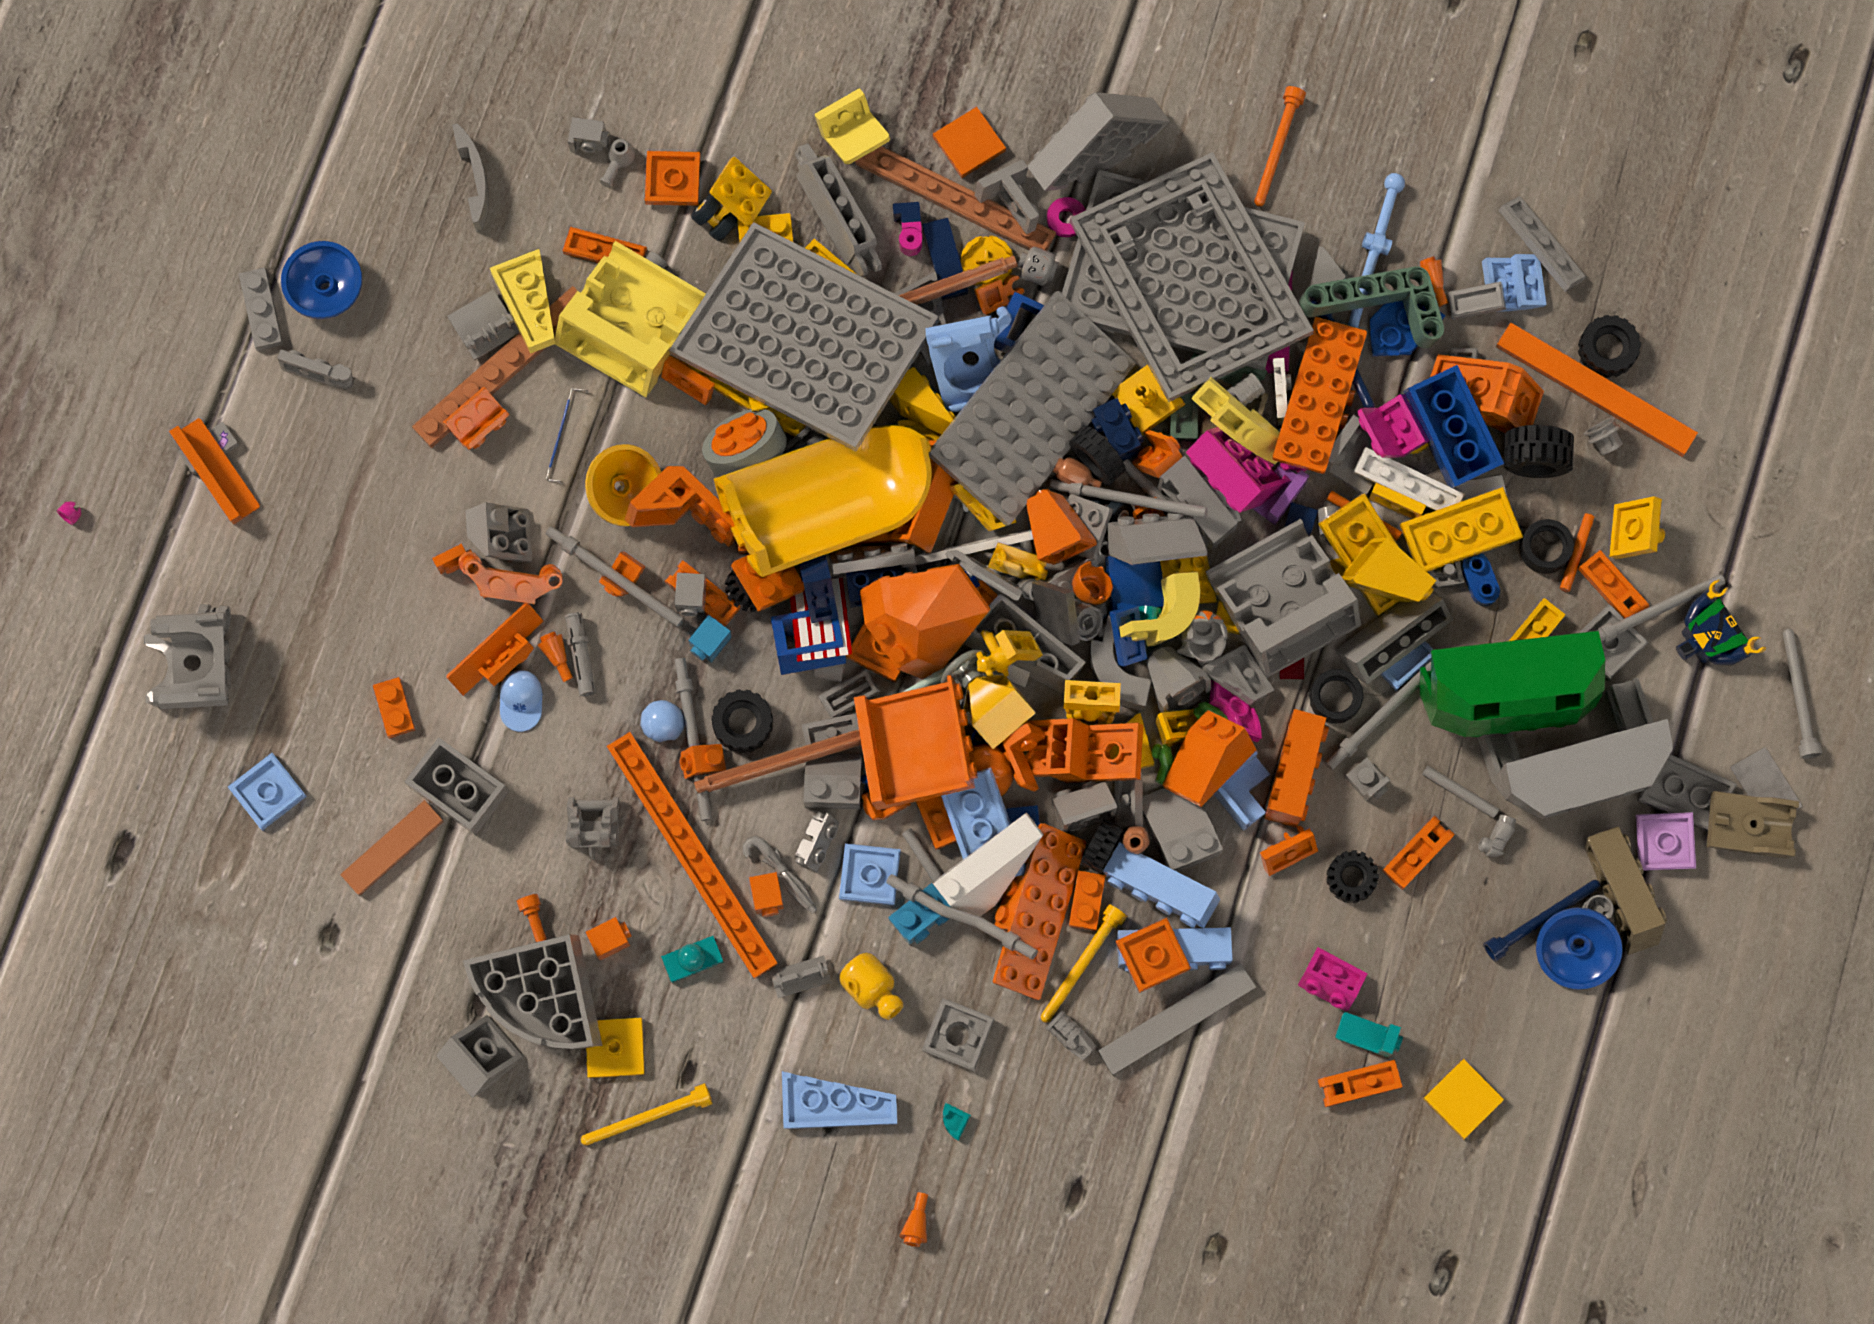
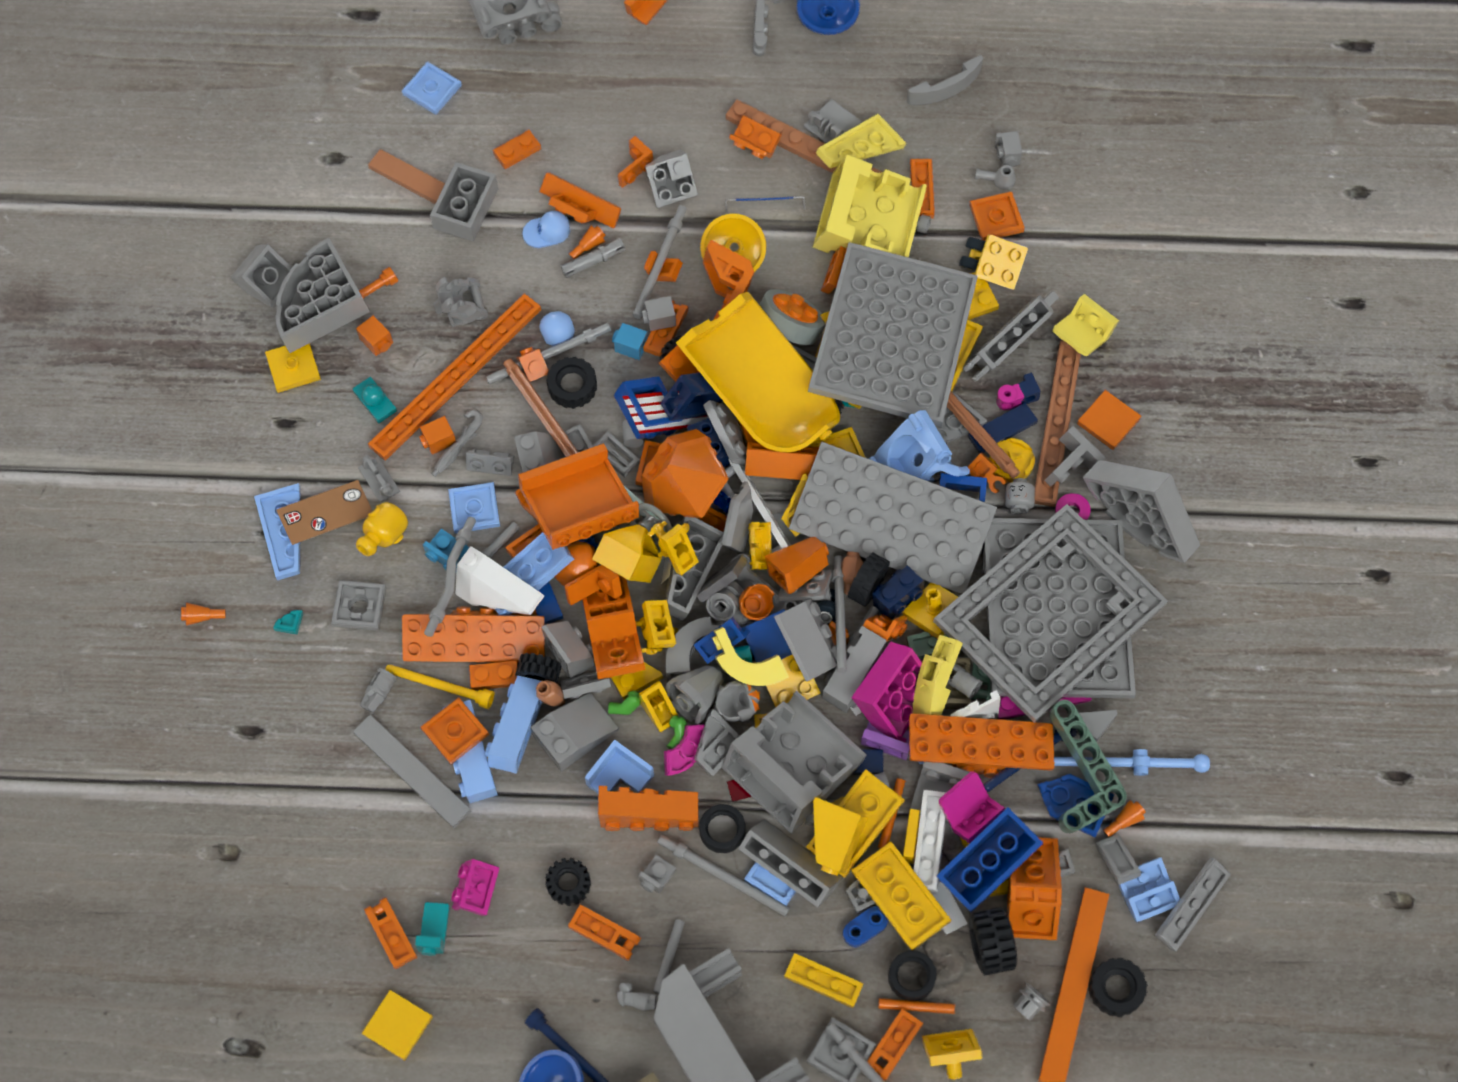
camera: 75 degrees right, 10 degrees down
(510, 584) = (630, 191): orange plate -> none
(697, 1097) = (267, 432): yellow piece -> none
(827, 1048) = (324, 512): none -> medium nougat sticker
(920, 404) = (872, 432): yellow slope -> none
(1208, 758) = (634, 732): orange slope -> none
(1289, 851) = (575, 823): orange plate -> none
(1293, 99) = (1245, 660): orange piece -> none
(1514, 684) = (764, 964): green wedge -> none

